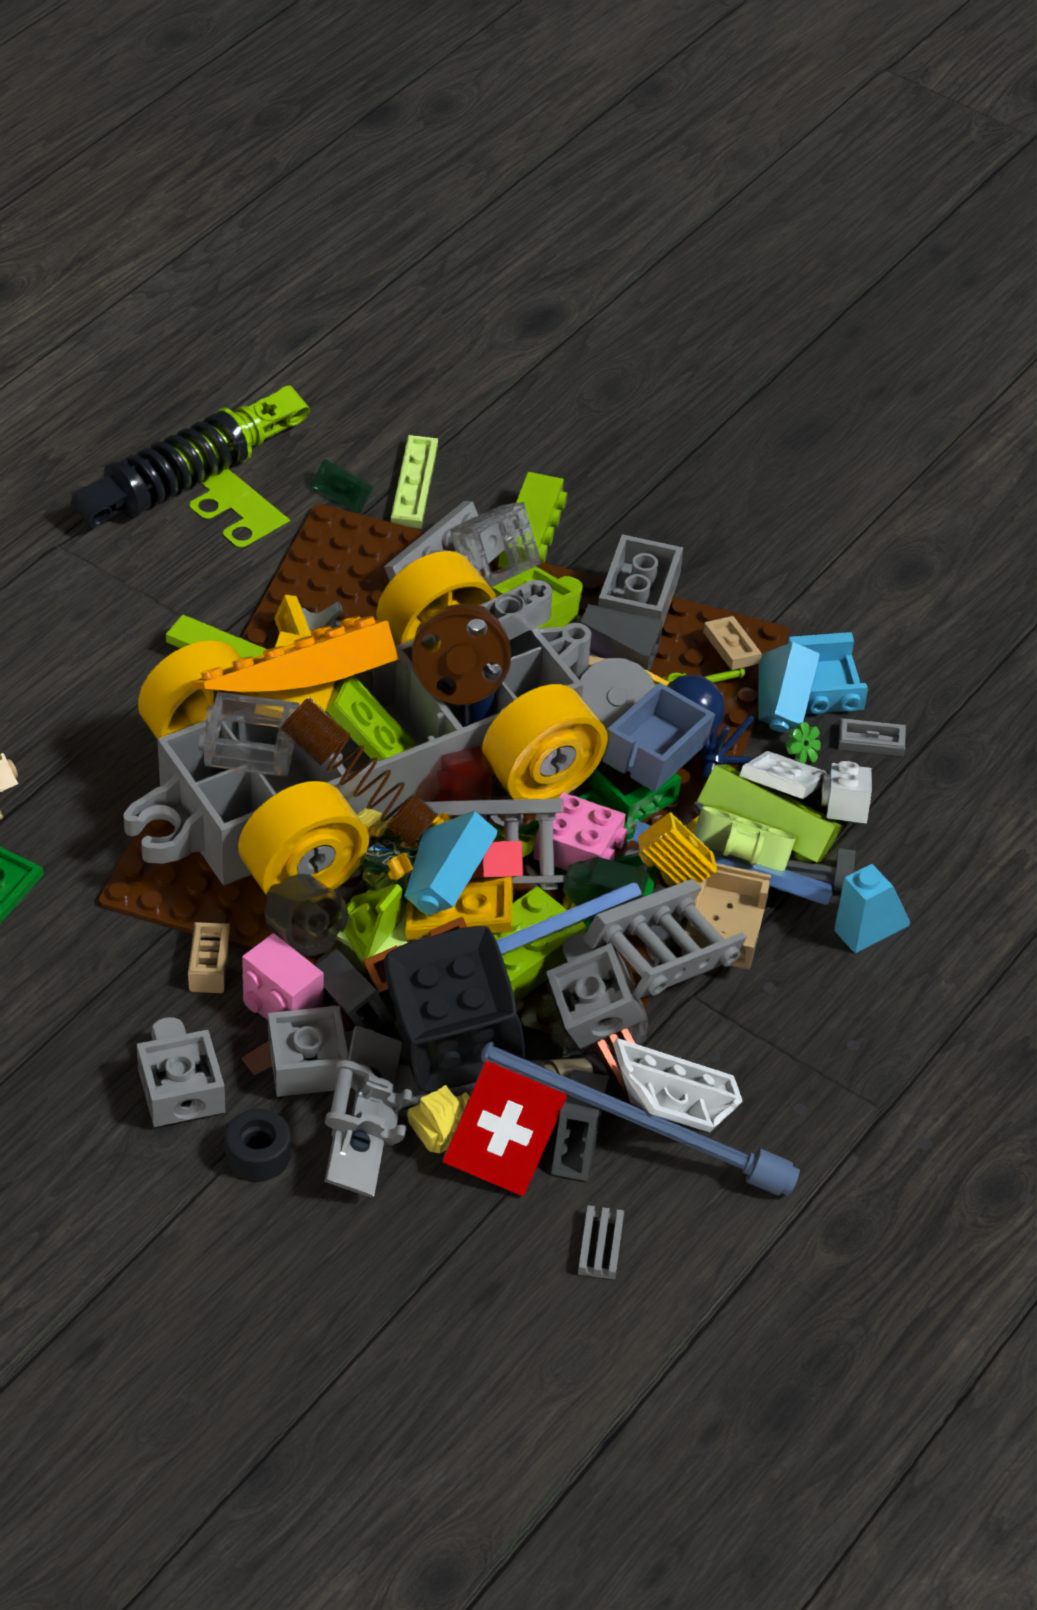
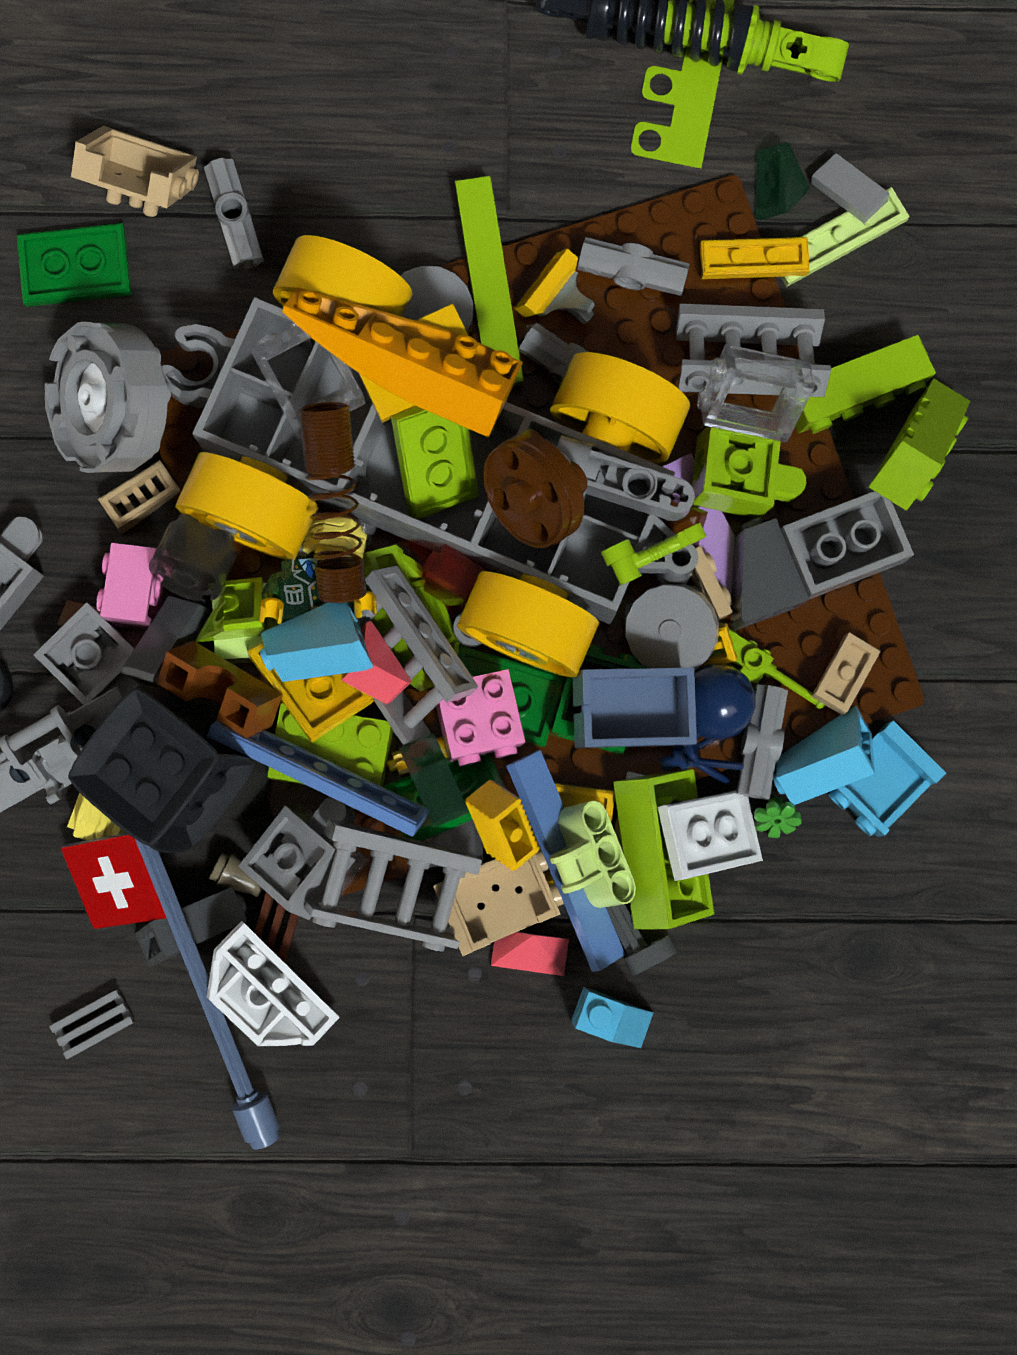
camera: 50 degrees right, 35 degrees up
(55, 772) = (228, 196): none -> light grey piece
(125, 897) = (107, 397): none -> light grey piece
(332, 579) = (633, 266): none -> light grey piece
(387, 523) = (754, 258): none -> yellow tile
(388, 452) = (850, 188): none -> light grey tile
(555, 652) = (627, 562): none -> lime brick
(611, 503) = (921, 446): none -> lime wedge
(738, 707) = (762, 742): none -> light grey piece
(780, 939) = (531, 953): none -> coral slope
(847, 792) = (737, 904): white brick -> none
(873, 740) = (859, 896): light grey tile -> none

